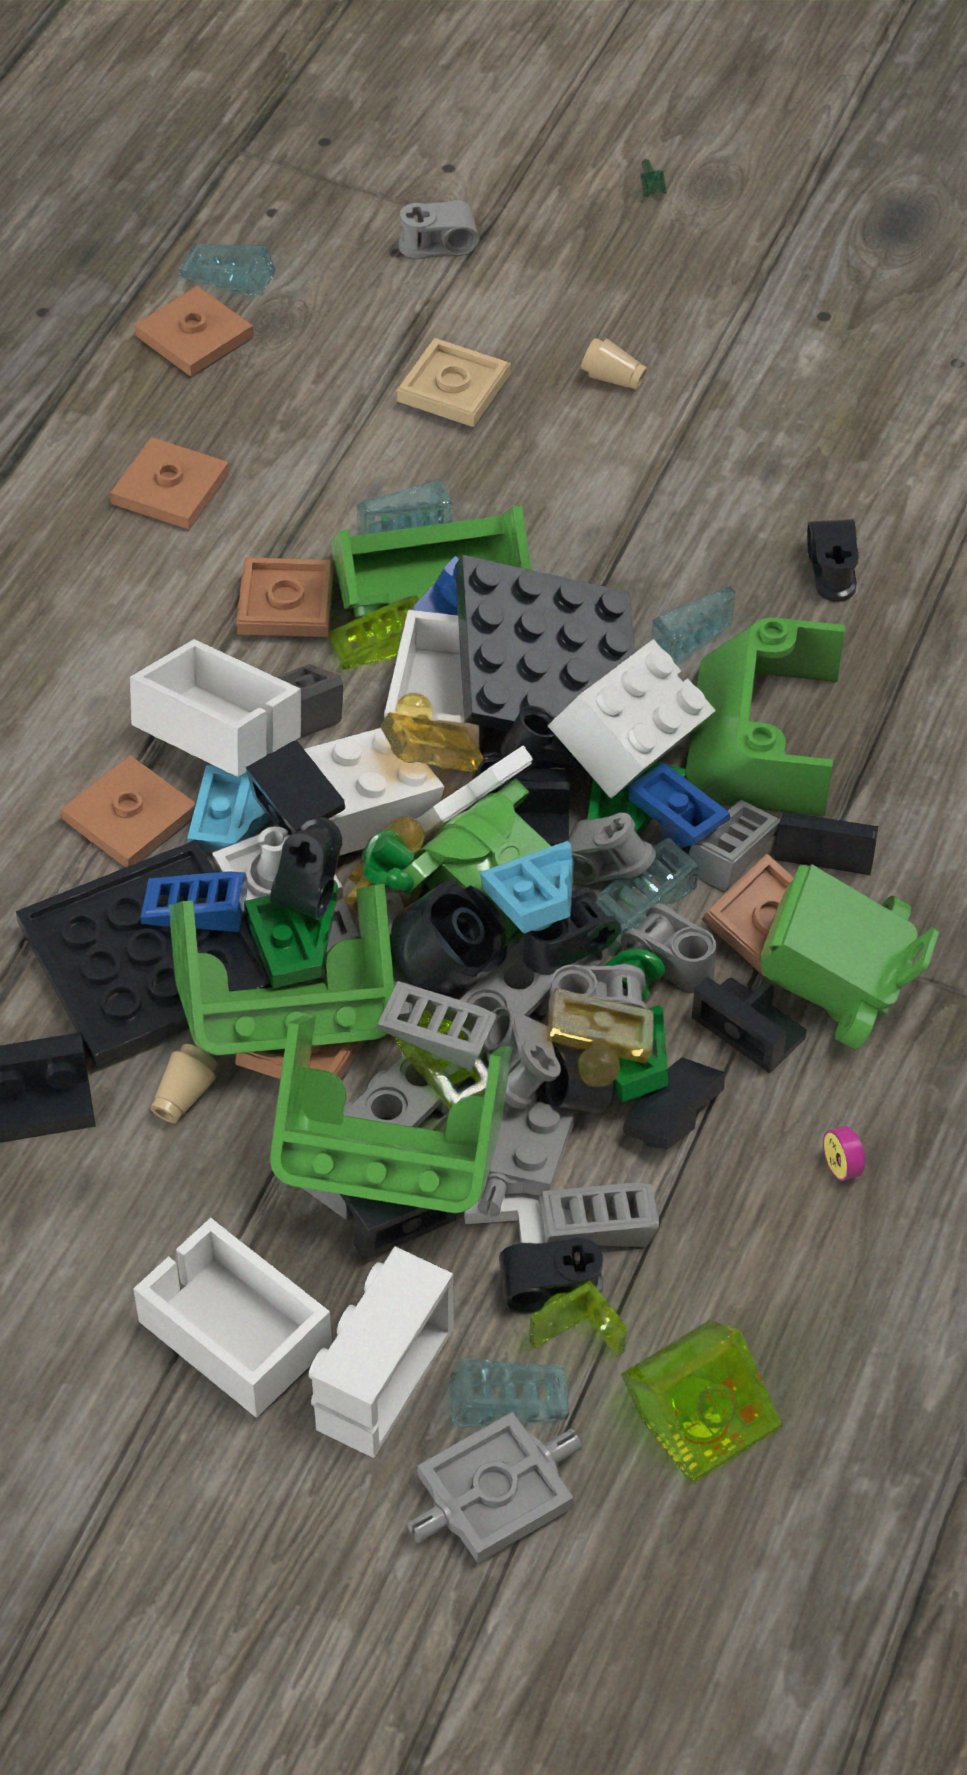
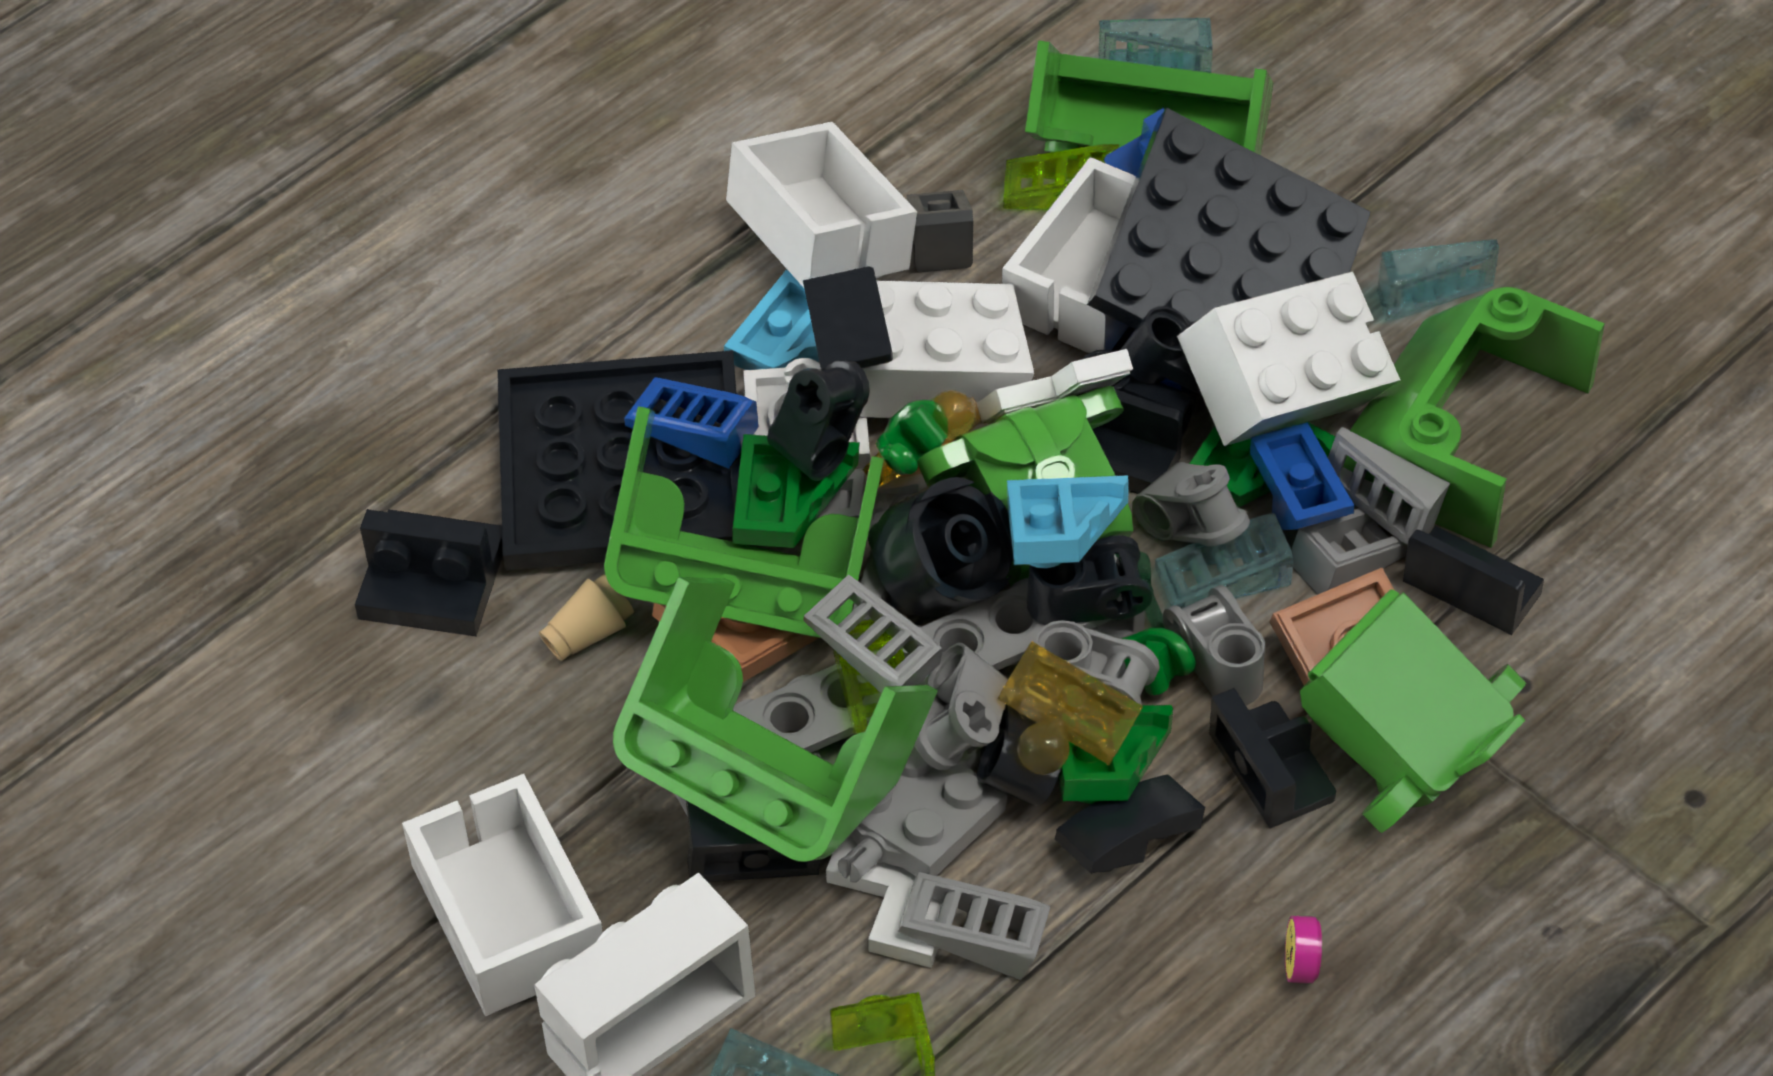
camera: 25 degrees right, 0 degrees up
(129, 812) = (680, 297): nougat plate -> none
(285, 597) = (971, 106): nougat plate -> none
(425, 741) = (1026, 310): clear yellow plate -> none
(541, 1270) = (886, 963): black piece -> none
(757, 782) = (1416, 491): none -> light grey slope
(833, 557) = (1652, 243): black piece -> none

